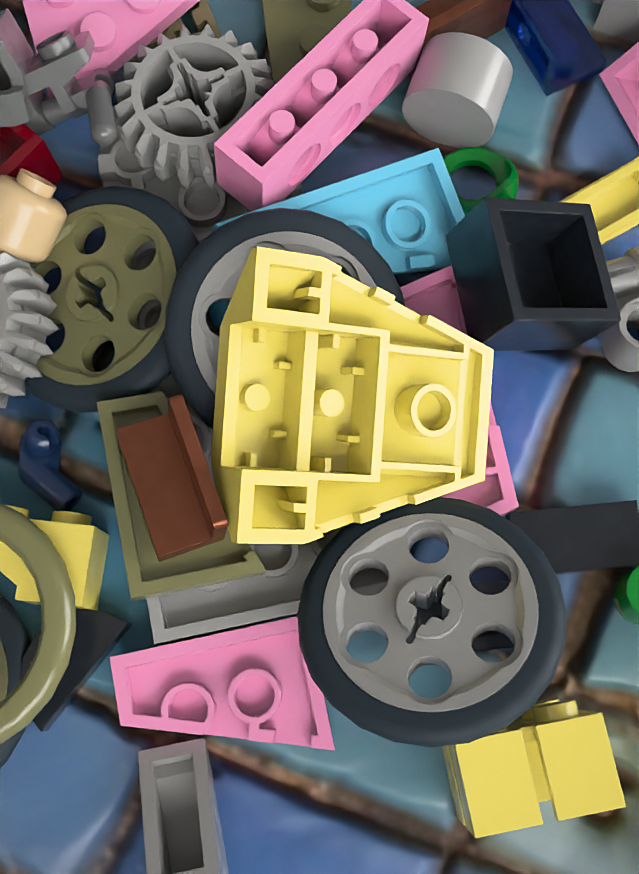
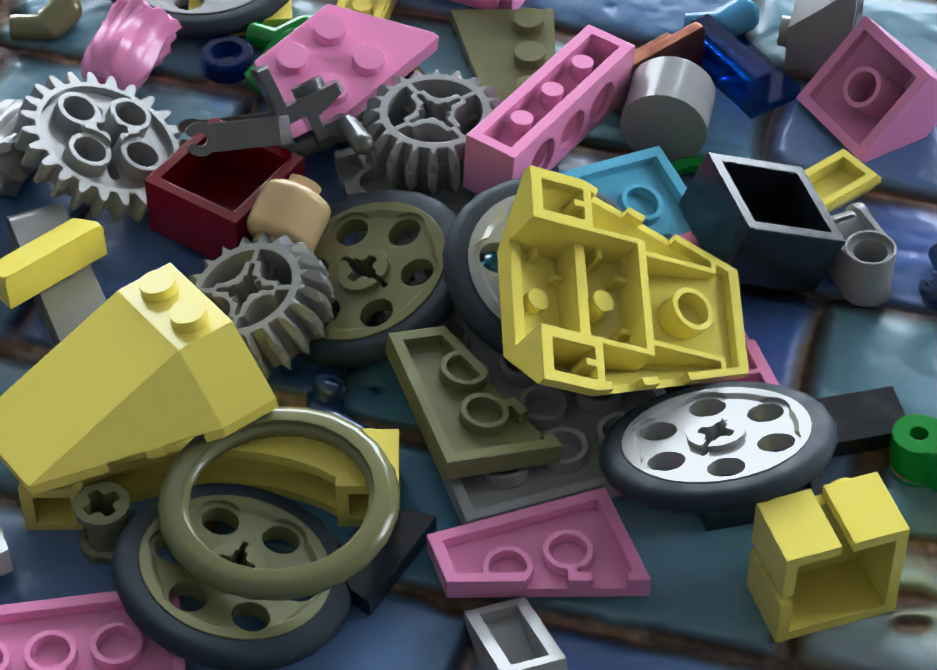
camera: 10 degrees left, 30 degrees down
(172, 482) = (476, 371): copper panel -> none

